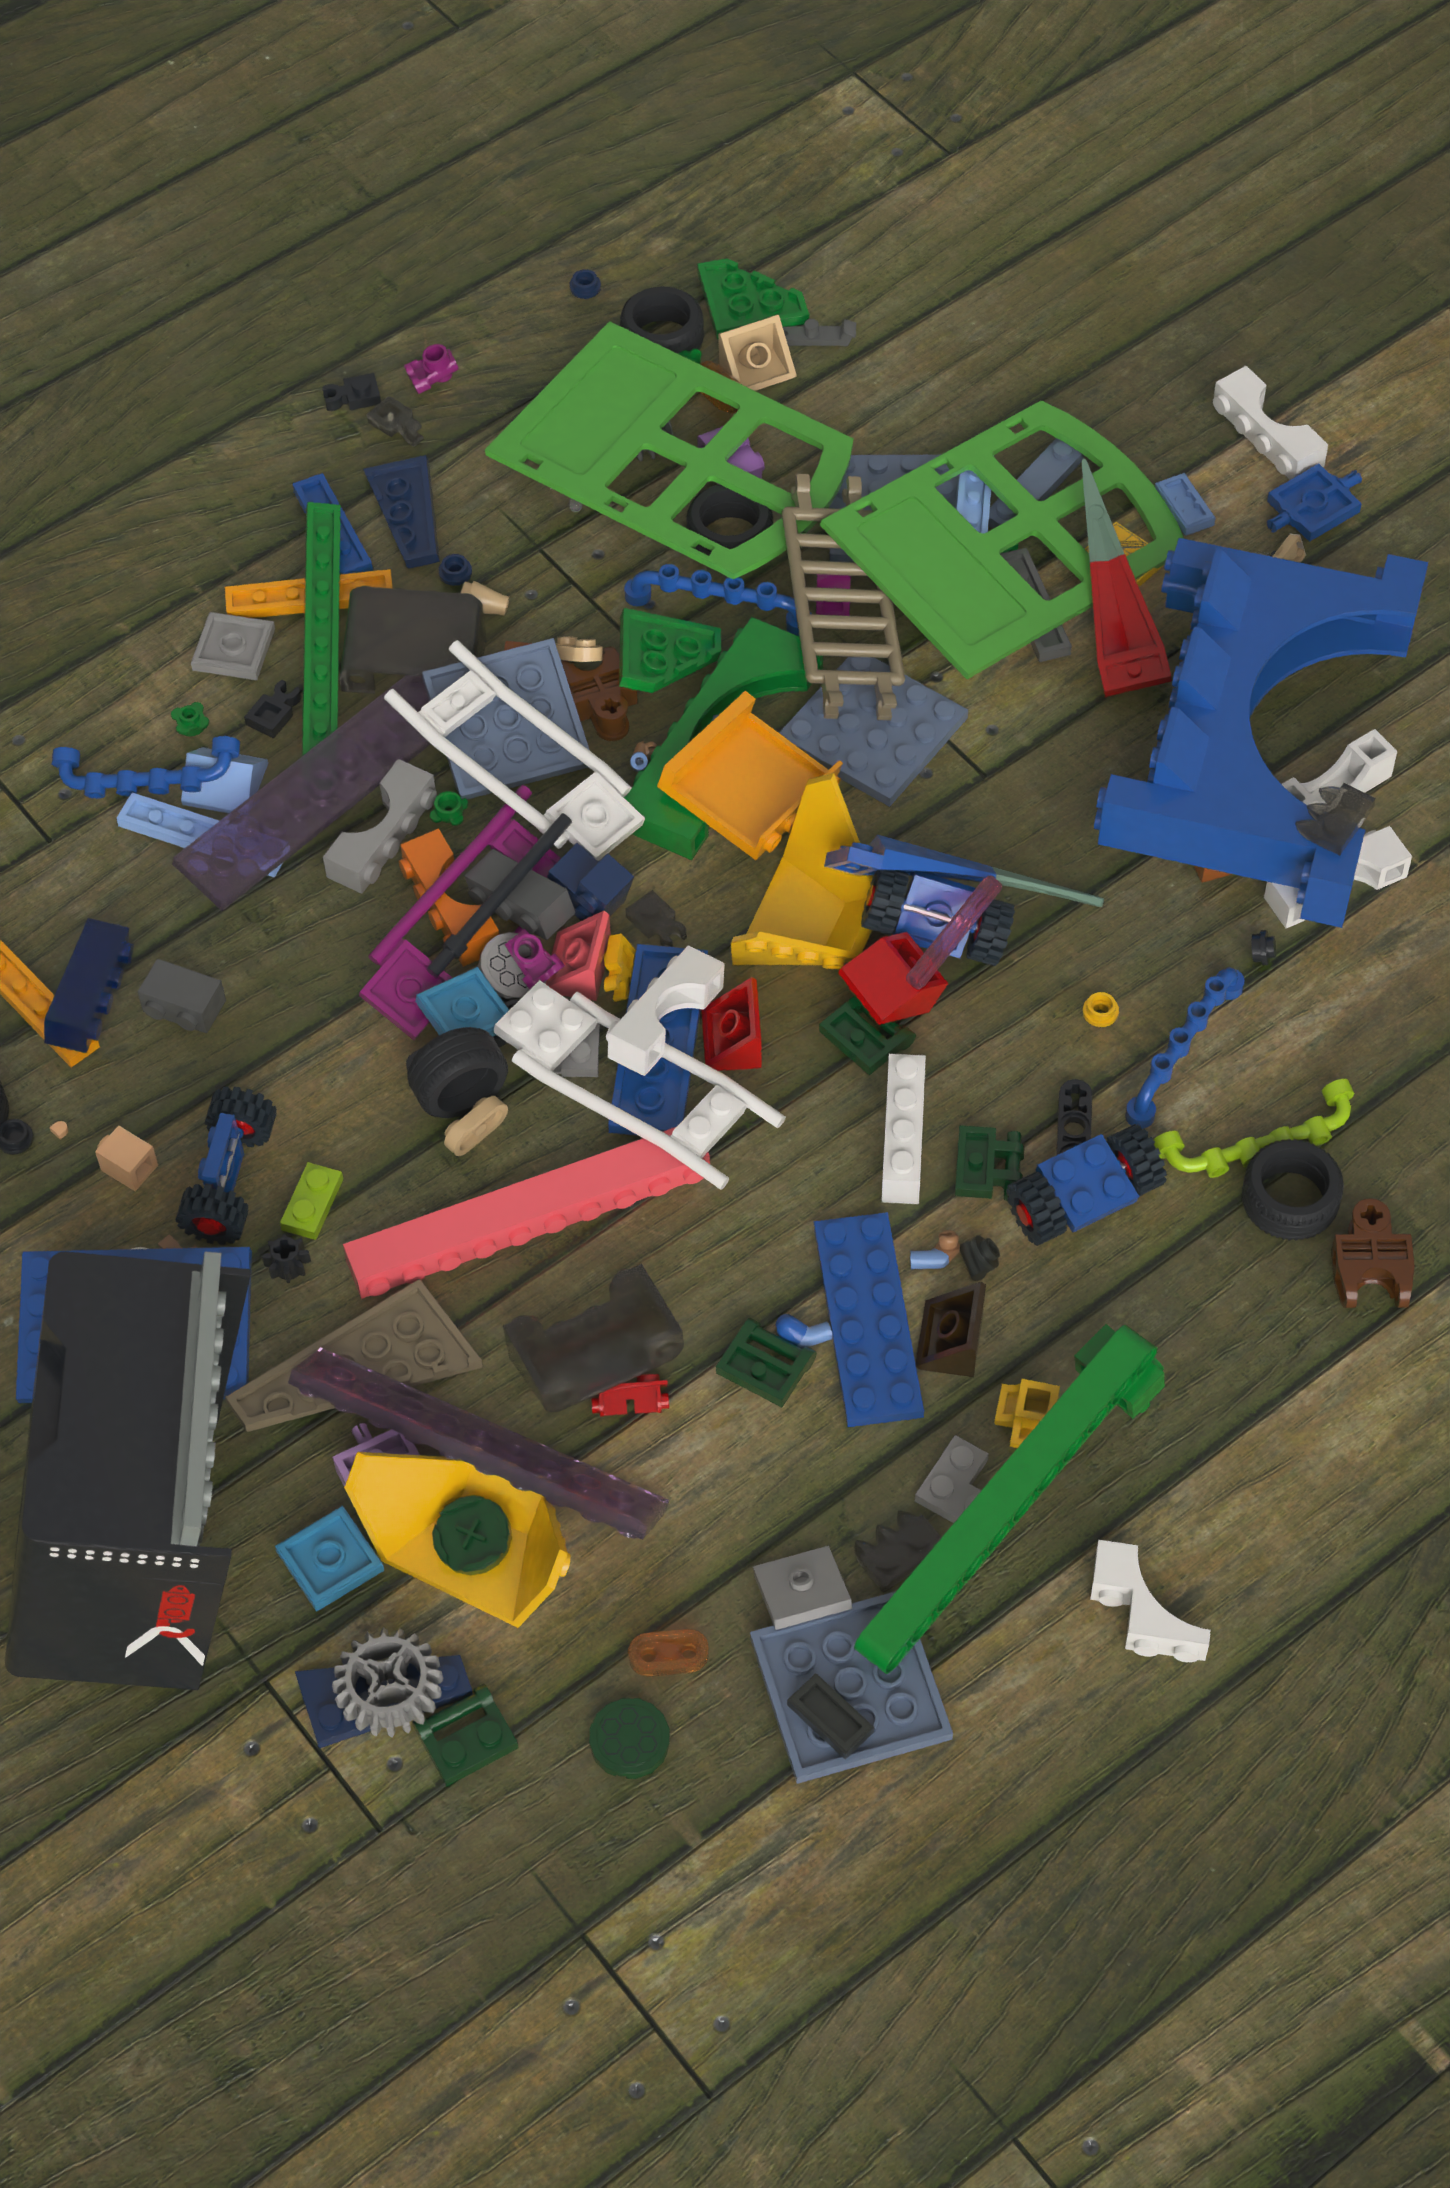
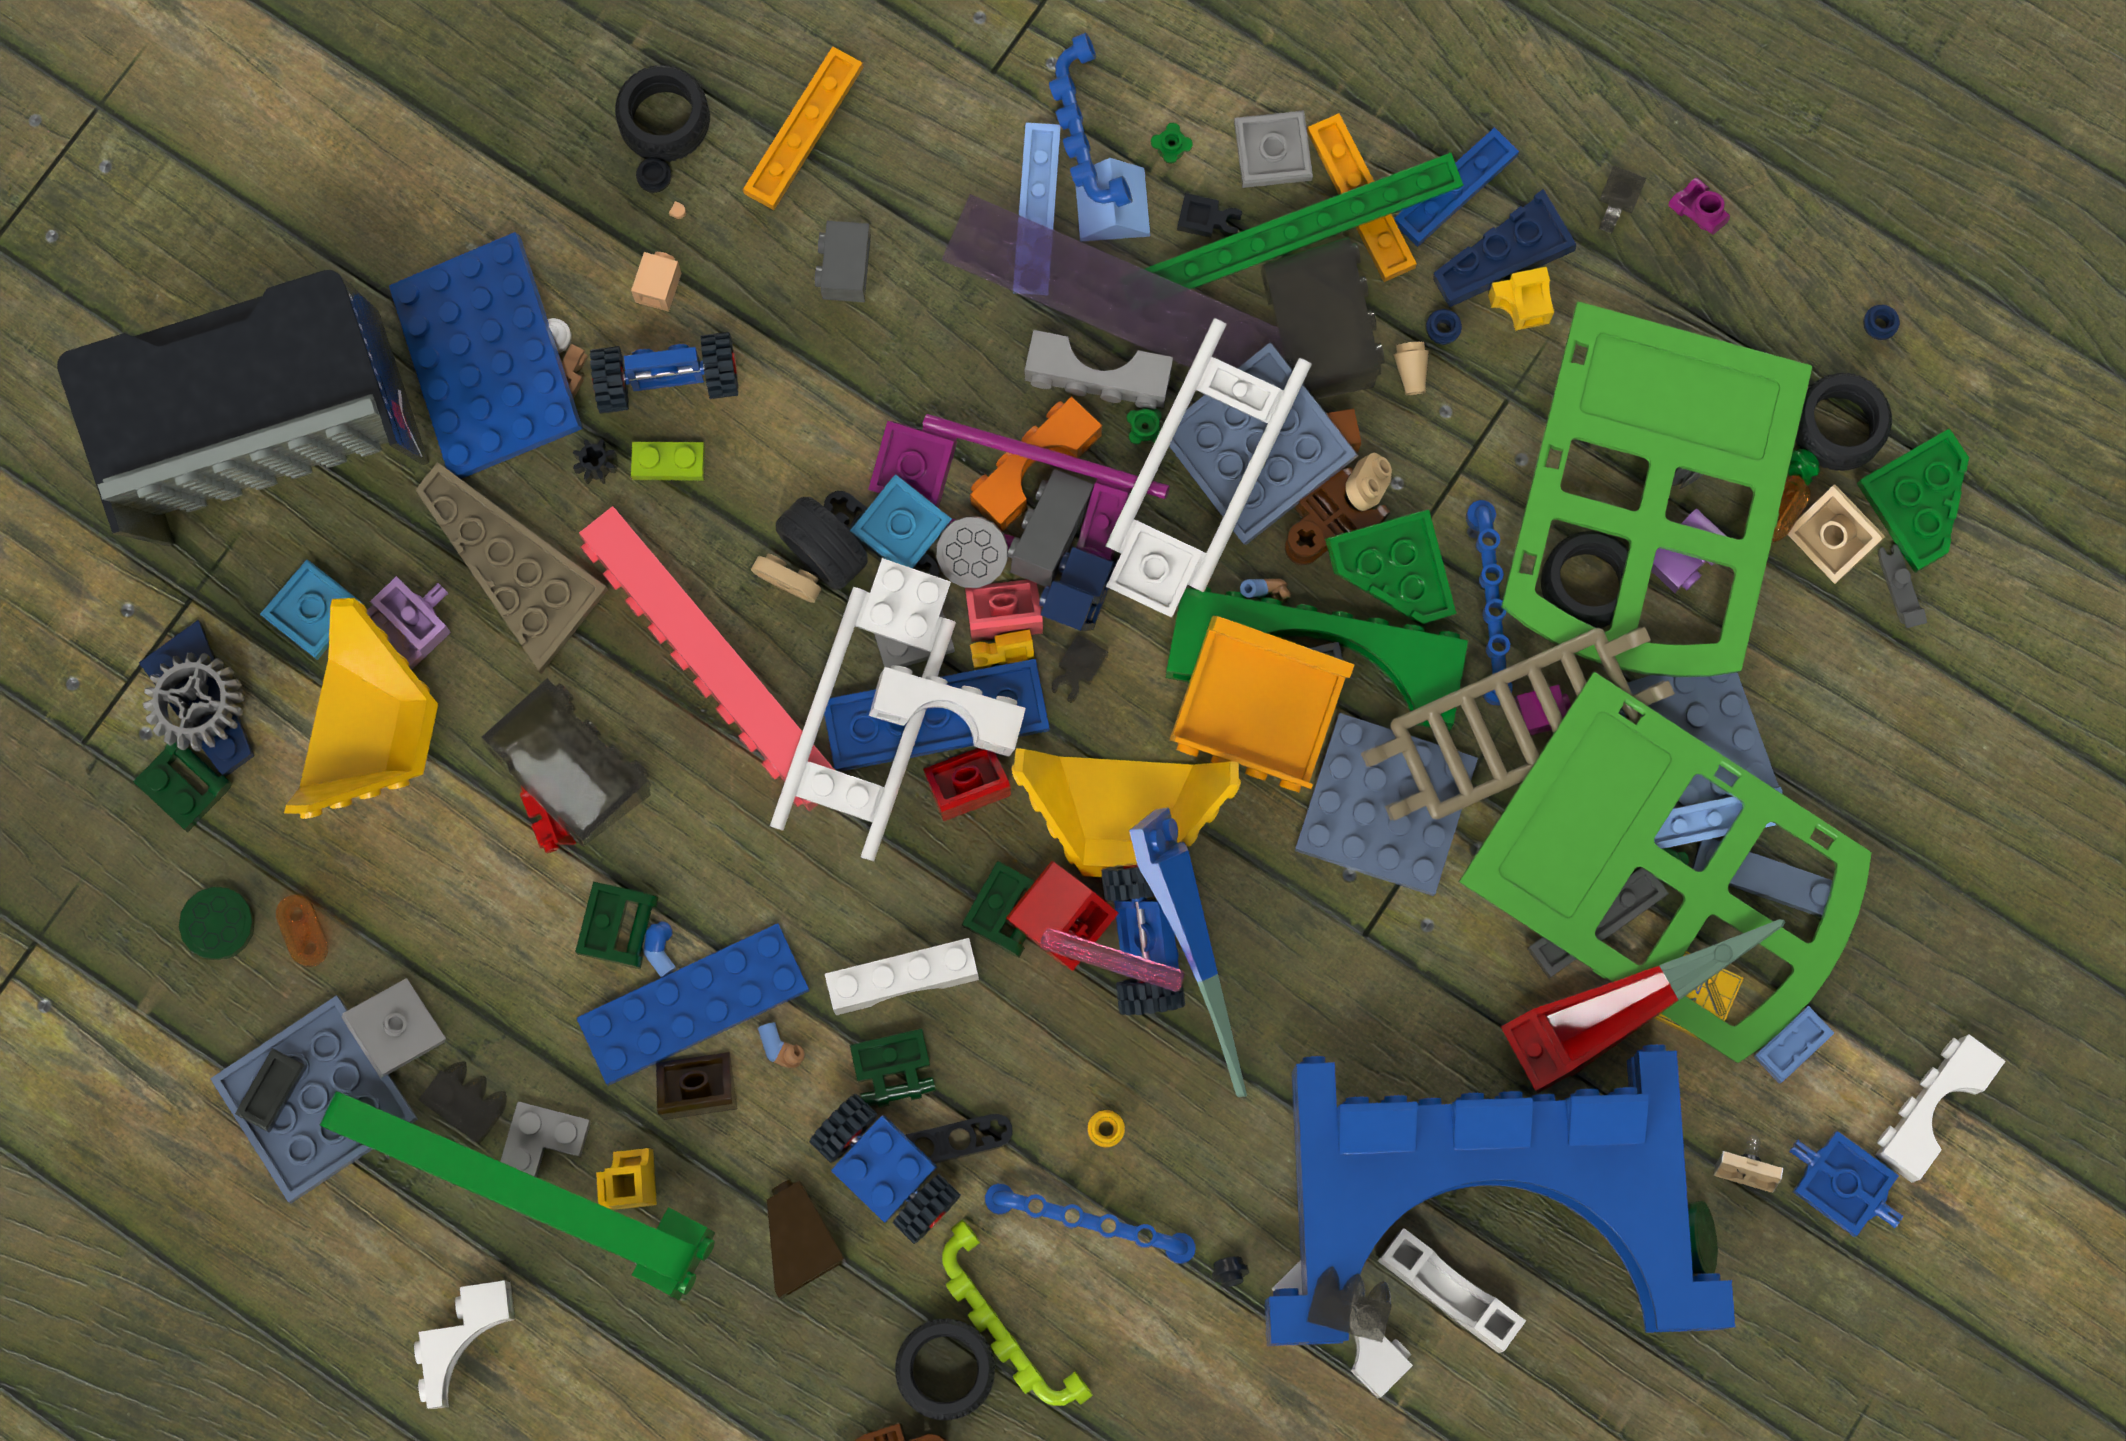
camera: 70 degrees right, 20 degrees up
(88, 985) = (821, 174): clear blue brick -> none
(356, 392) = (1648, 146): black plate -> none
(456, 944) = (964, 490): black bar -> none
(457, 503) = (1524, 298): none -> yellow brick
(472, 1535) = (363, 723): dark green tile -> none
(480, 1443) = (442, 698): plate -> none
(540, 963) = (972, 572): magenta plate -> none
(980, 1256) = (788, 1090): pearl dark grey plate -> none
(1131, 1281) = (798, 1239): none -> dark brown slope

